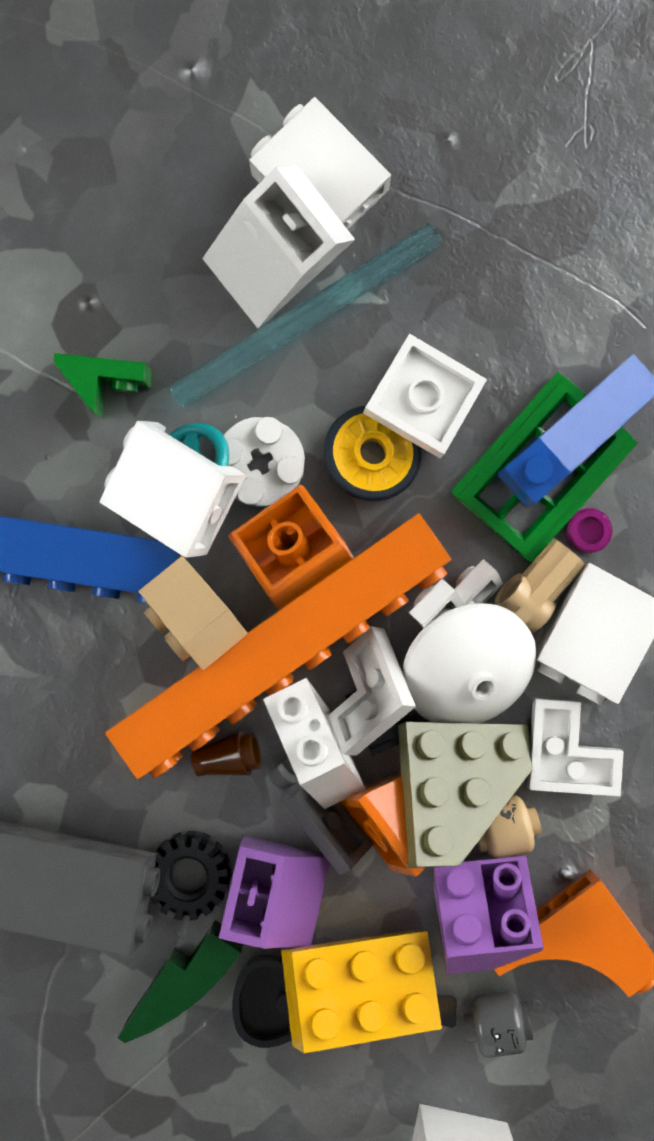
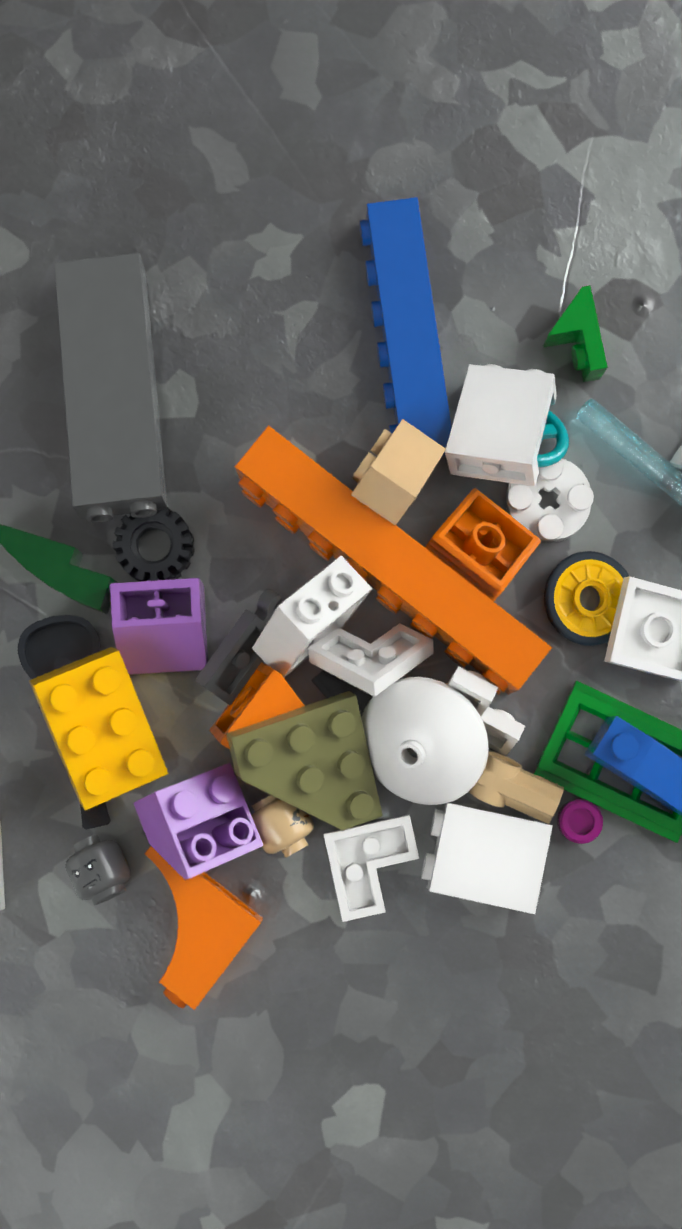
camera: 75 degrees right, 5 degrees down
(229, 756) = (273, 550): reddish brown cone -> none

